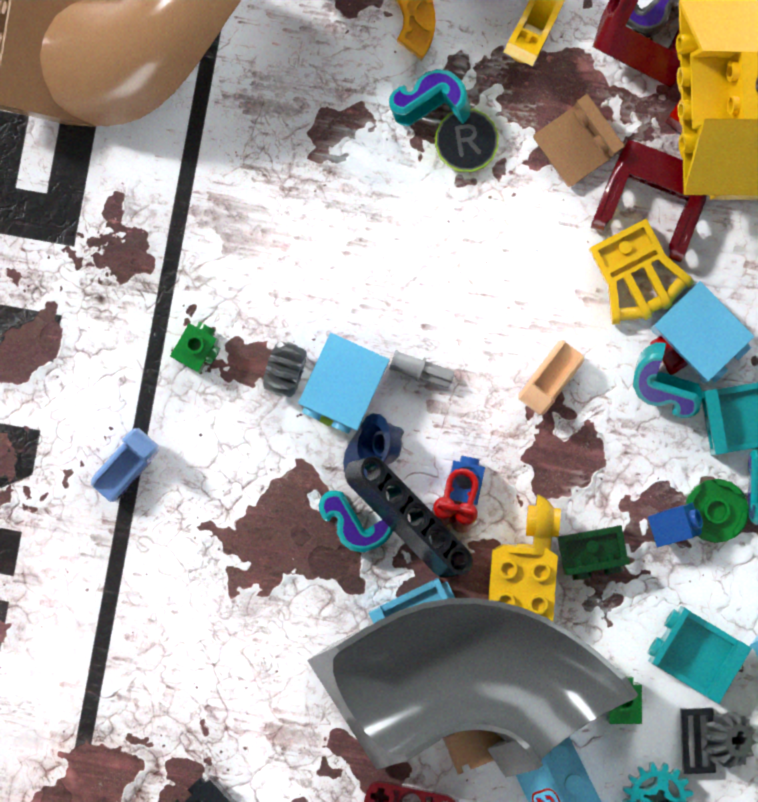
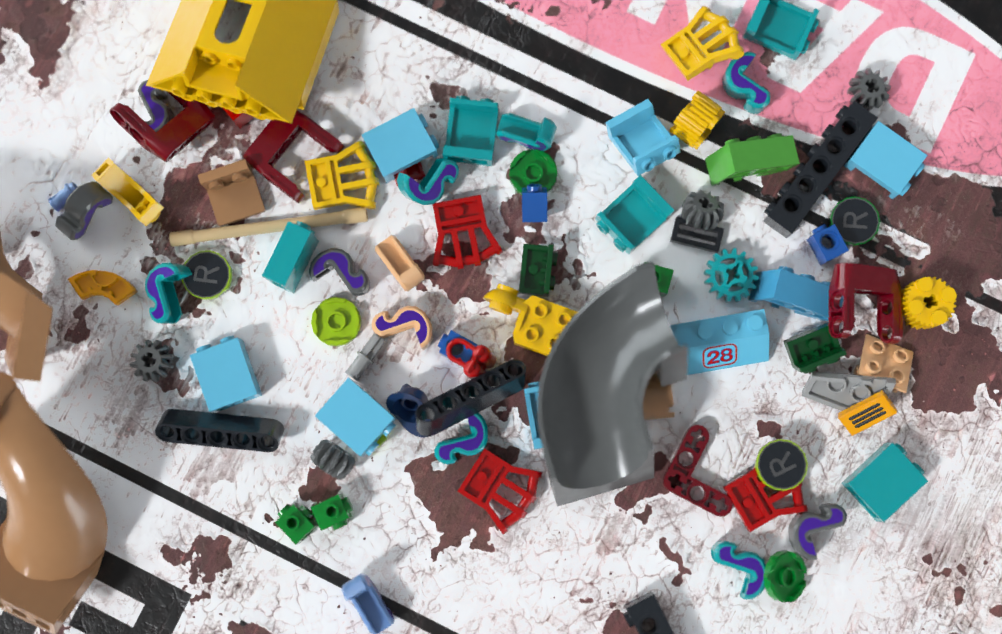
camera: 75 degrees left, 5 degrees down
(221, 388) = (332, 512): none -> green brick
(280, 220) = (219, 430): none -> black beam
(315, 563) = (485, 480): none -> red plate
(331, 101) = (148, 370): none -> dark grey gear
(350, 204) = (225, 374): none -> medium azure brick
(455, 319) = (336, 321): none -> lime tile
(482, 404) = (403, 320): none -> light nougat animal
(510, 108) = (190, 237): none -> tan piece
(519, 241) = (291, 256): none -> teal brick
(527, 309) = (344, 265): none -> dark grey animal
(632, 434) = (457, 217): none -> red plate

